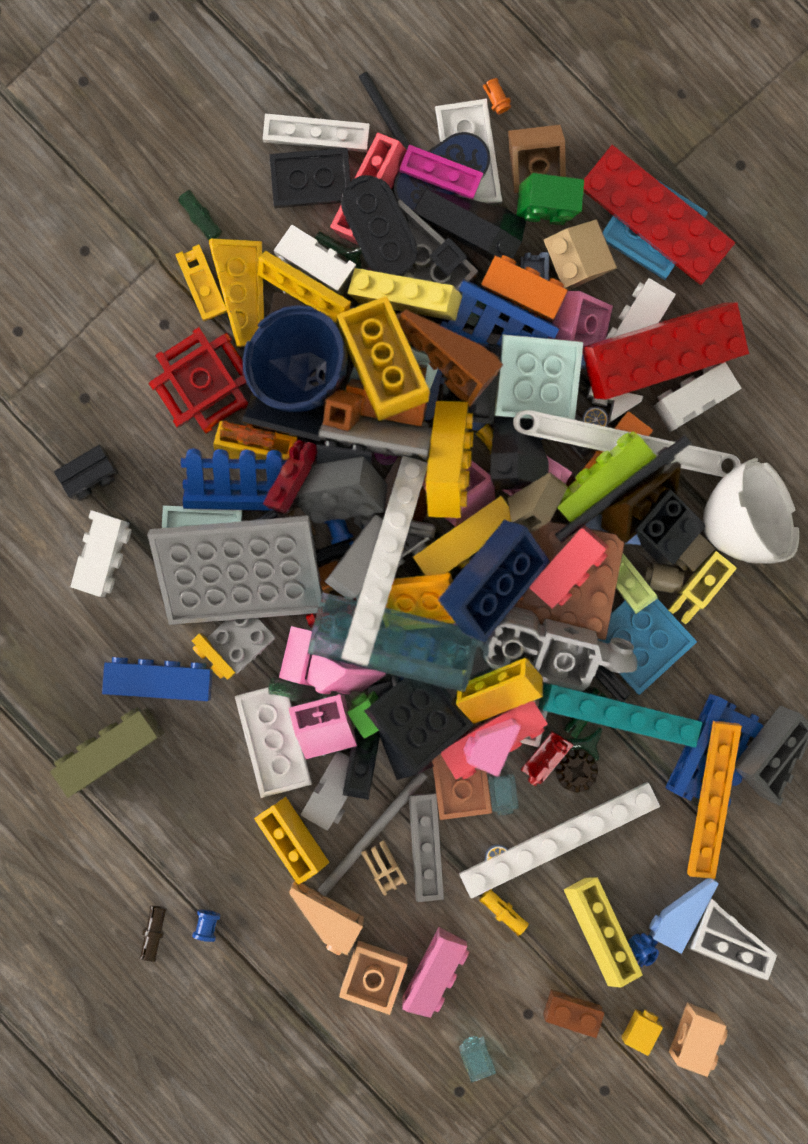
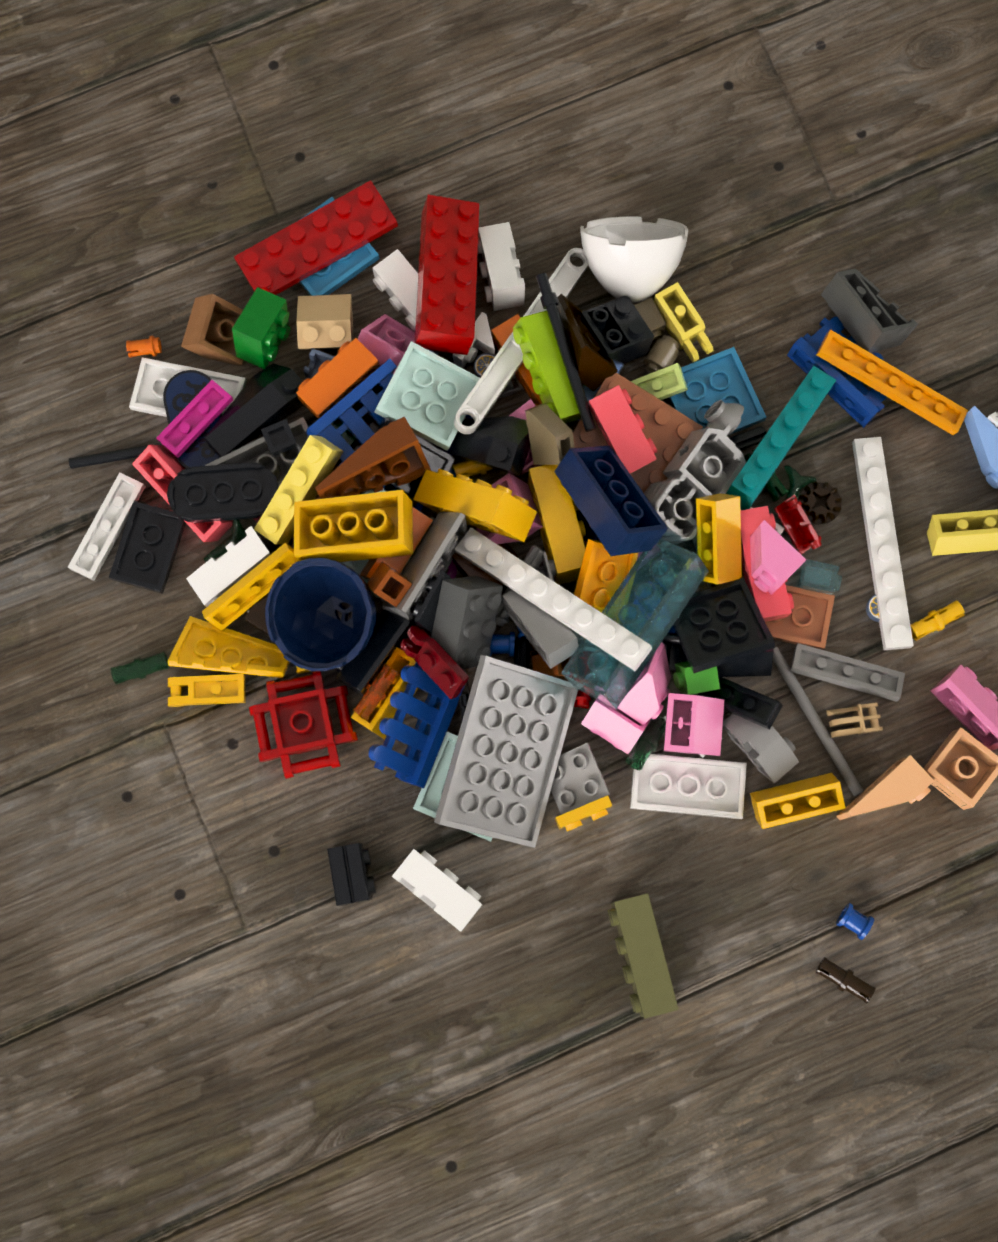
camera: 65 degrees left, 10 degrees down
(157, 681) = (588, 878): blue brick -> none

